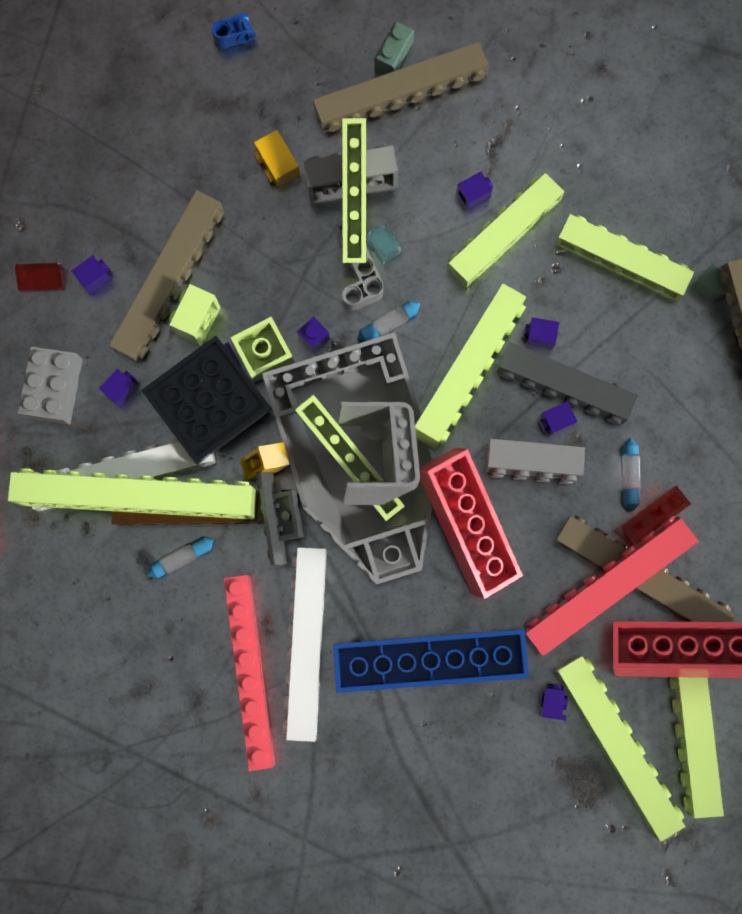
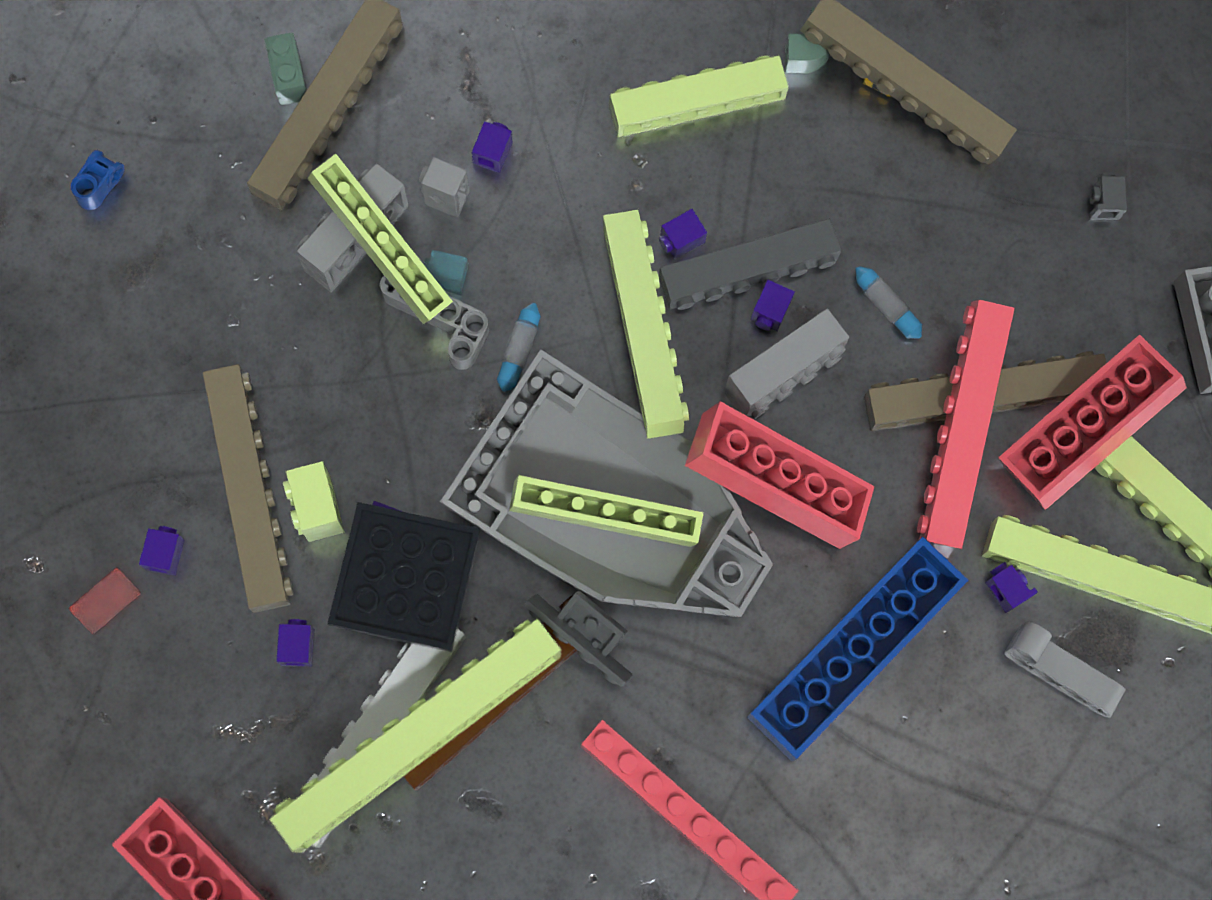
camera: 50 degrees left, 5 degrees down
(50, 385) = (219, 703): light grey brick -> none
(180, 557) = (513, 765): piece -> none
(262, 348) = (415, 479): yellowish green brick -> none
(264, 459) = (517, 588): yellow brick -> none
(277, 158) = (258, 274): yellow brick -> none
(306, 644) = (720, 740): white brick -> none
(313, 335) = (455, 422): dark purple brick -> none
(395, 428) = (633, 445): light grey windscreen -> none
(424, 192) = (444, 186): none -> light grey brick
(505, 230) = (557, 163): yellowish green brick -> none
(542, 778) = (1064, 671): none -> light grey beam
(652, 516) = (945, 324): clear red brick -> none

